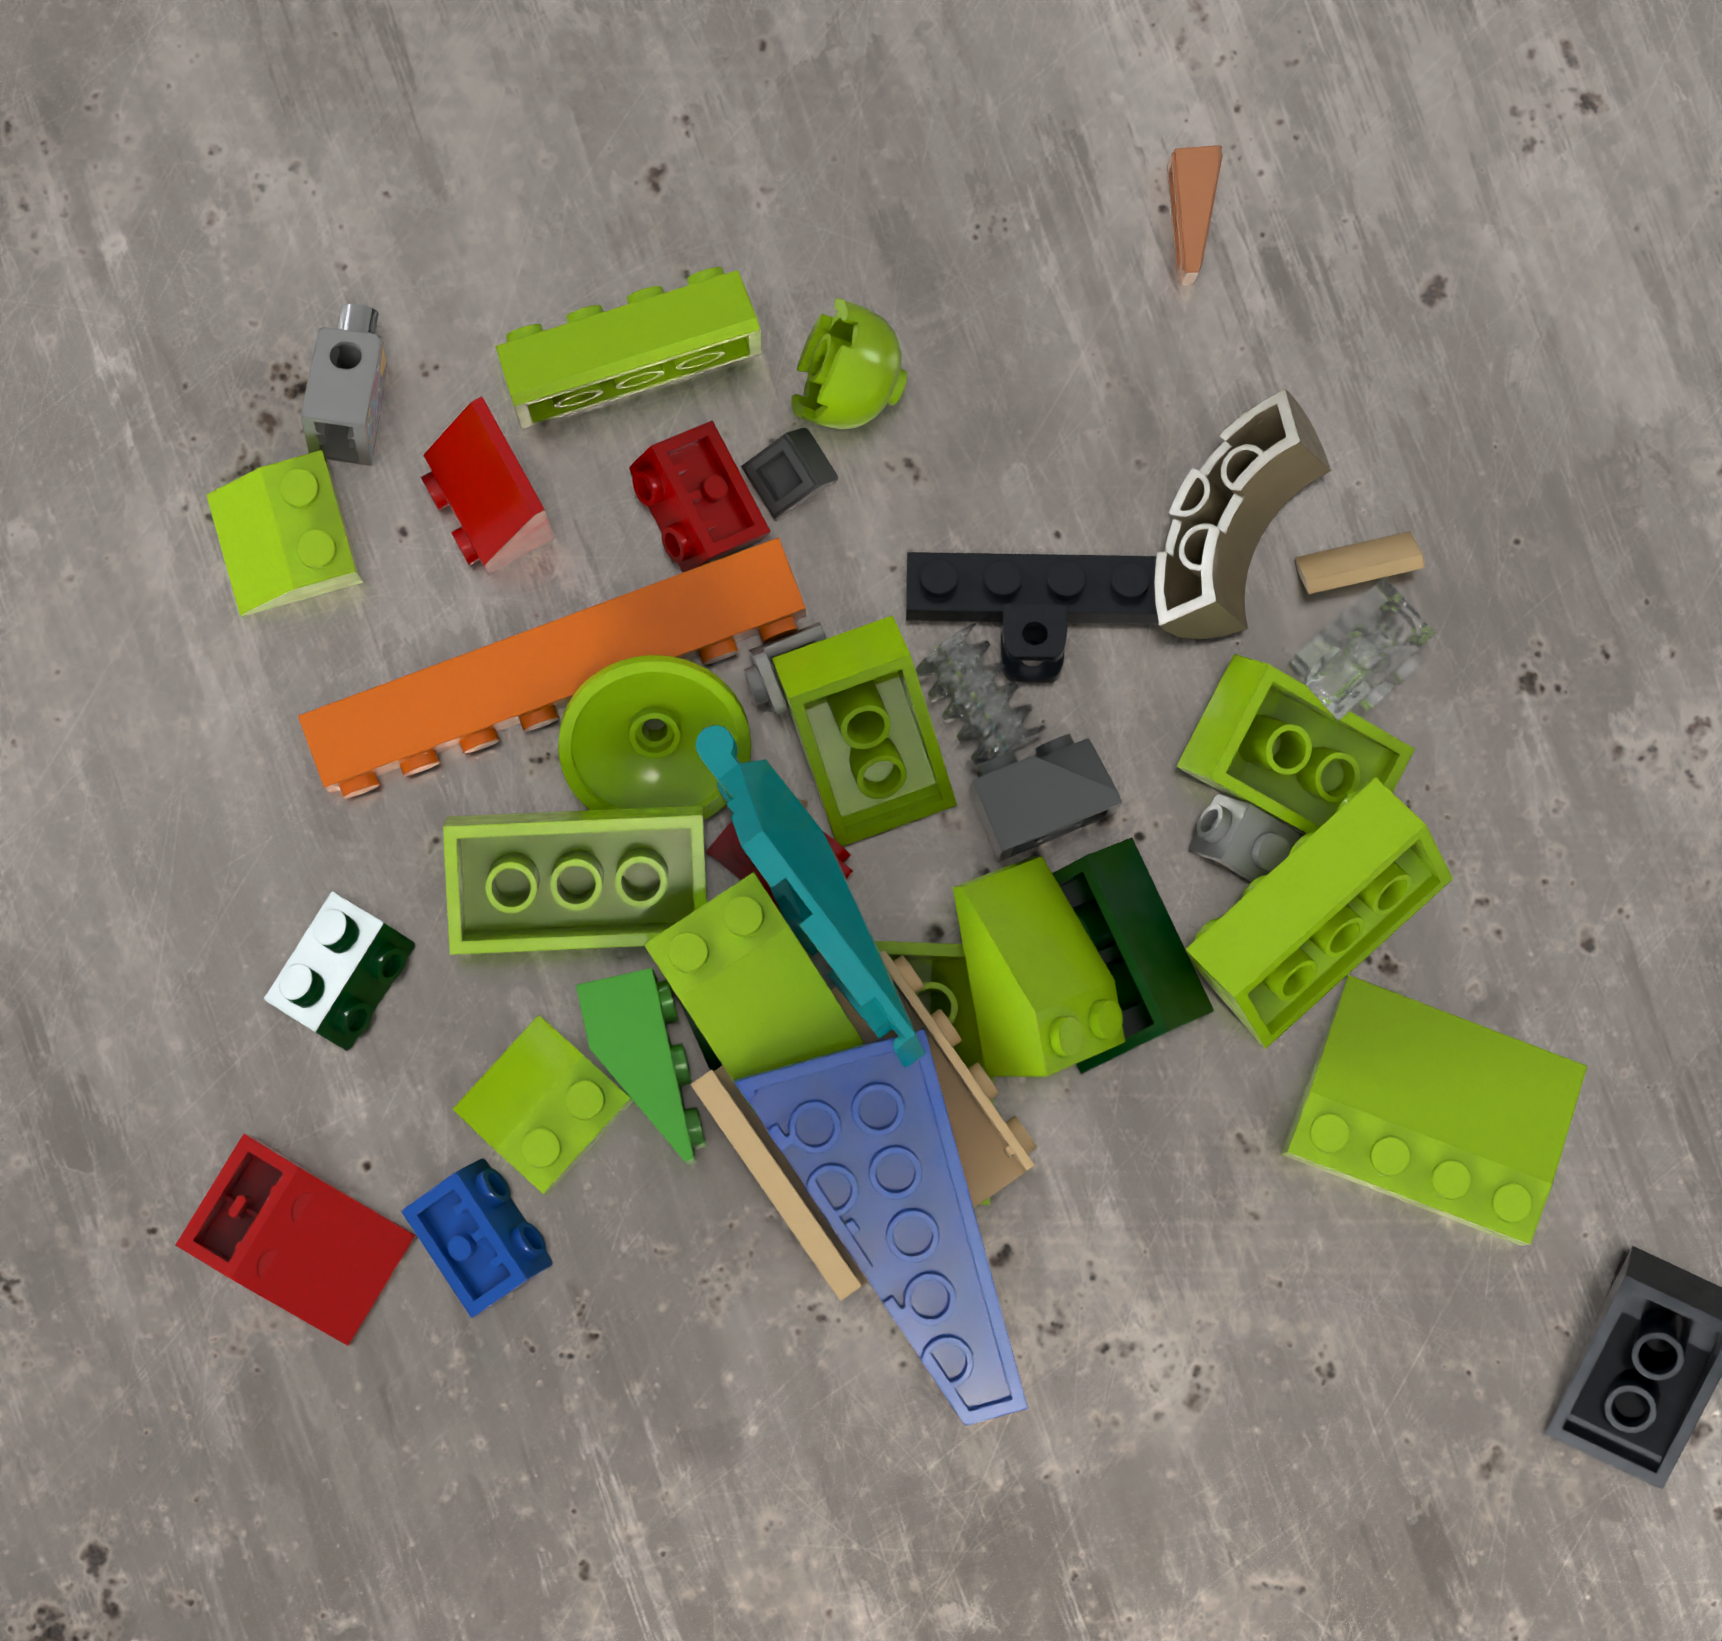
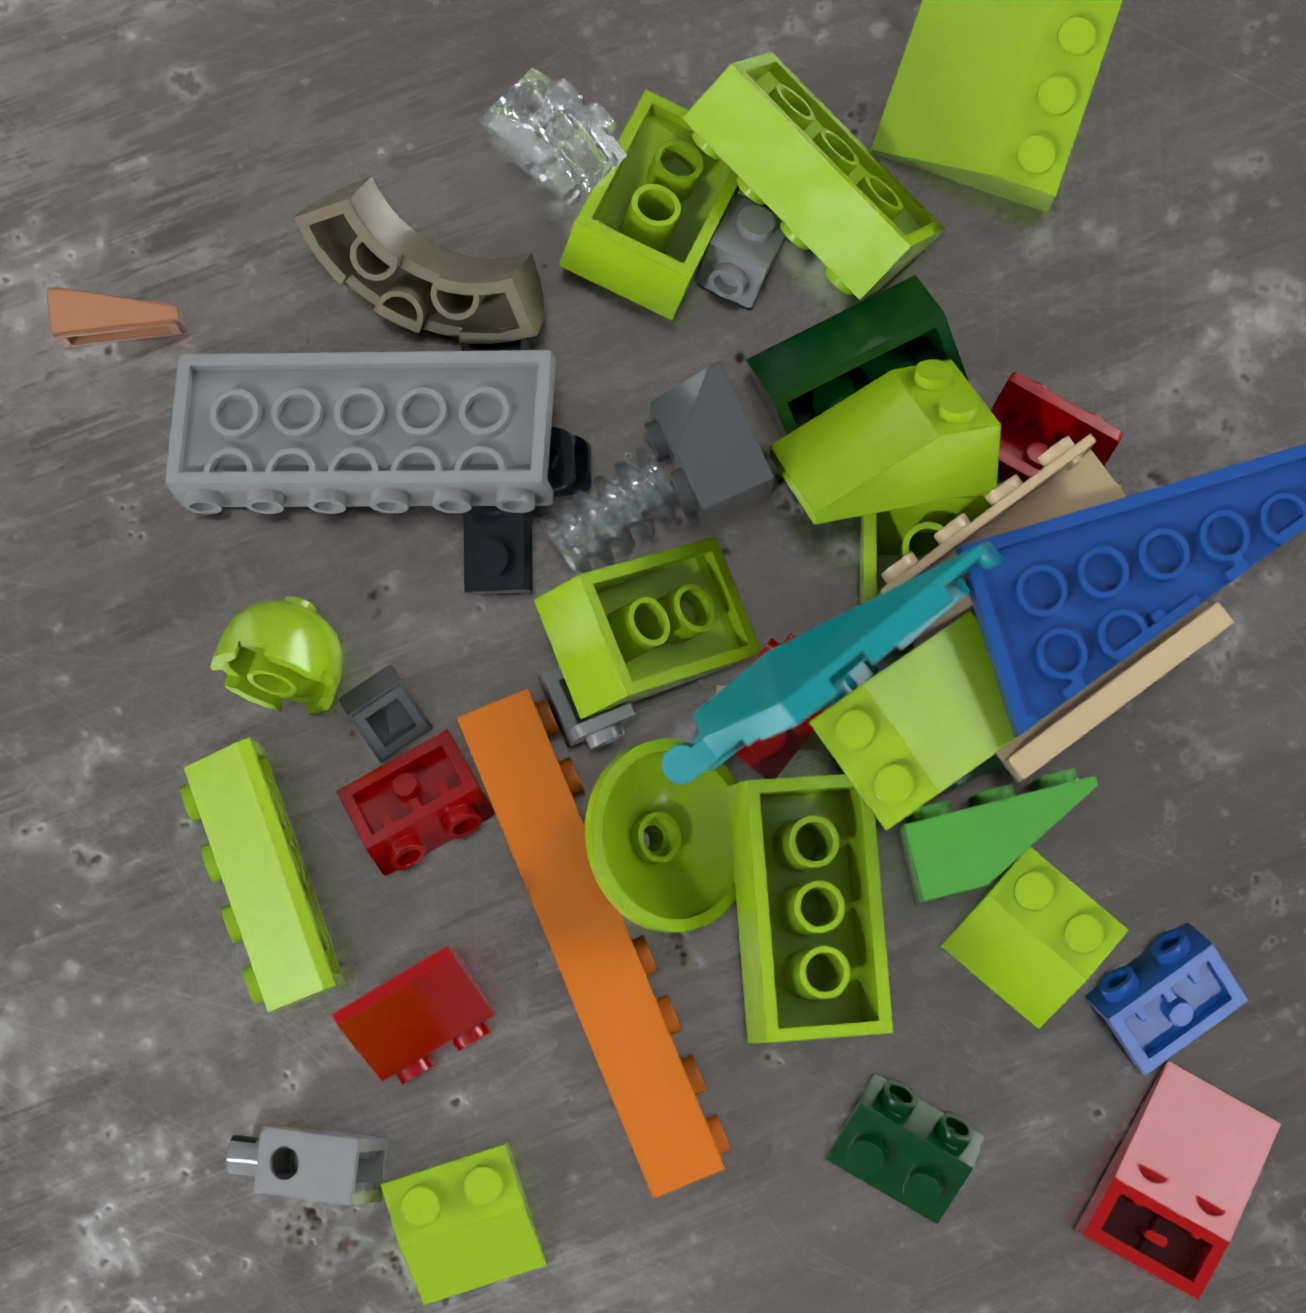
camera: 85 degrees left, 0 degrees up
(1061, 1123) = (1038, 419): none -> red bracket
(1069, 452) = (362, 431): none -> light grey bracket
(1359, 562) = (462, 145): tan piece -> none

